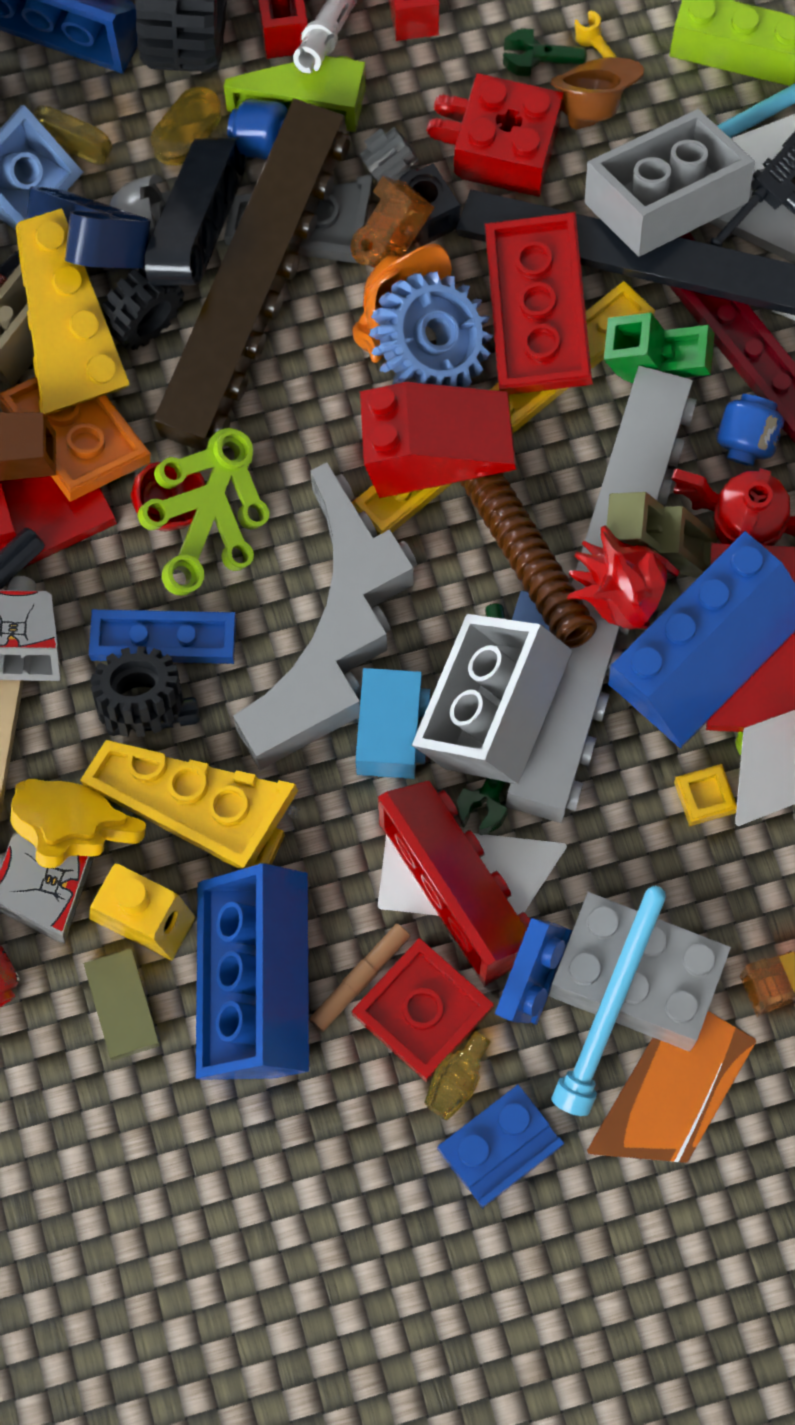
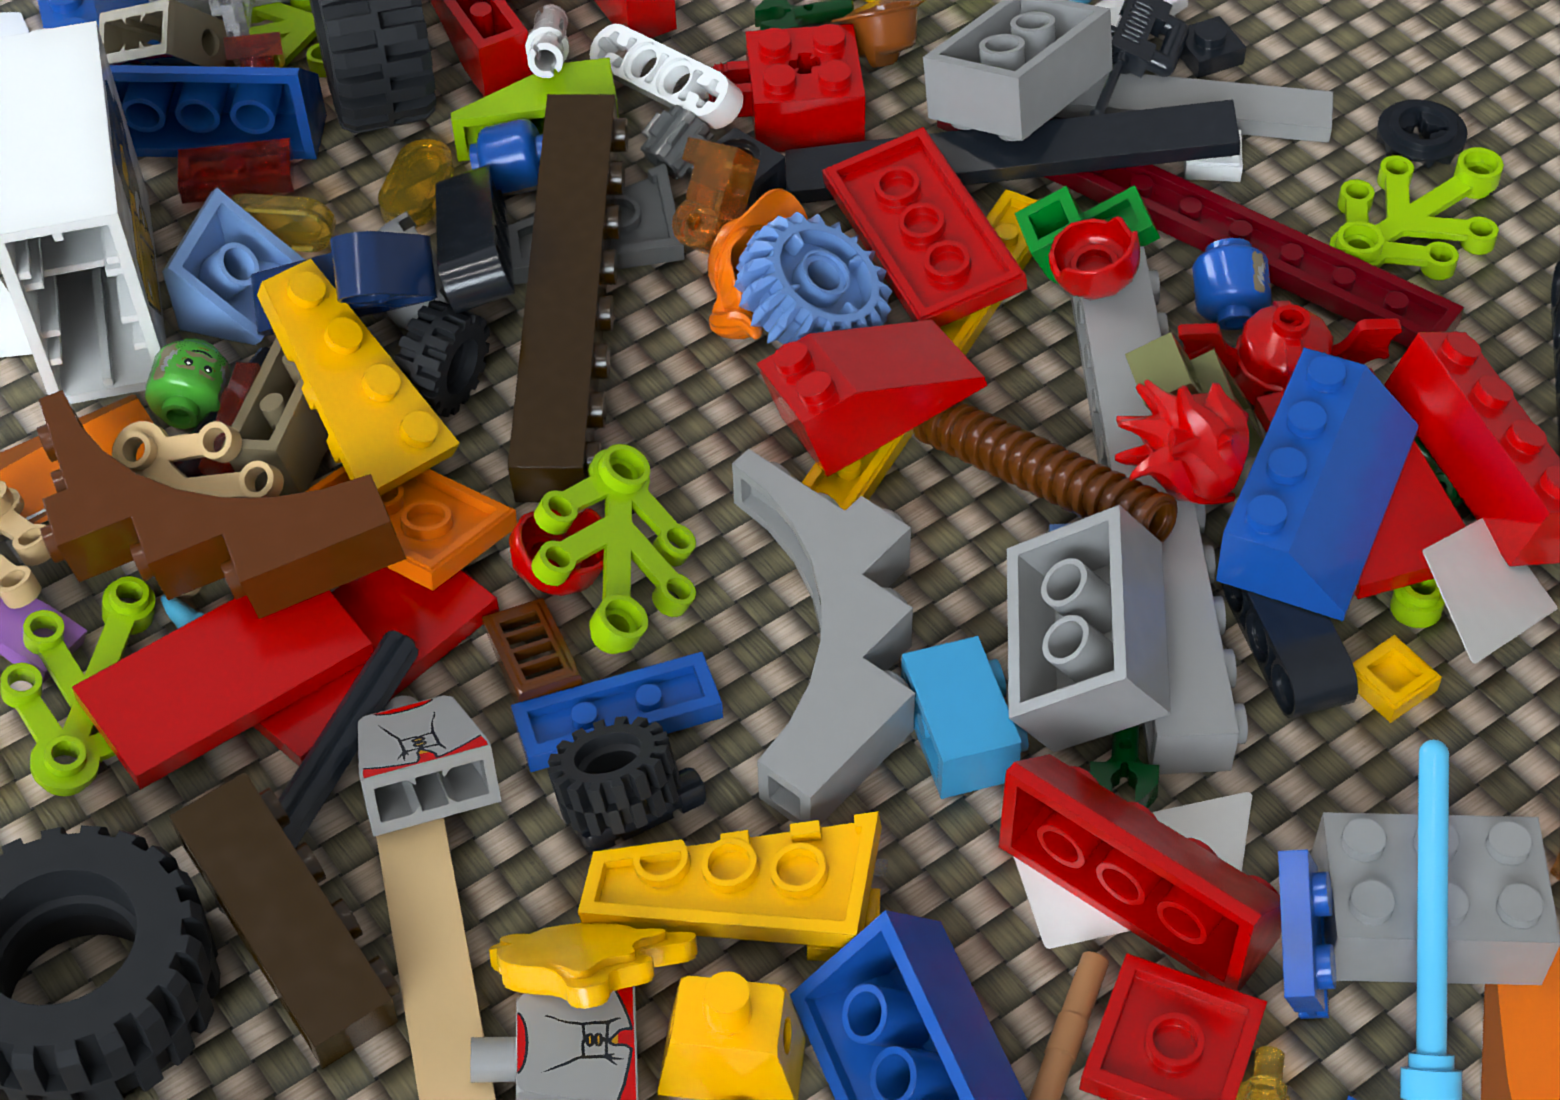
camera: 20 degrees left, 20 degrees down
(56, 72) = (236, 169): none -> clear red plate
(135, 601) = (567, 673): none -> reddish brown slope
(399, 93) = (666, 73): none -> white beam
(641, 386) = (1095, 257): none -> red hair
(644, 760) = (1295, 653): none -> black beam

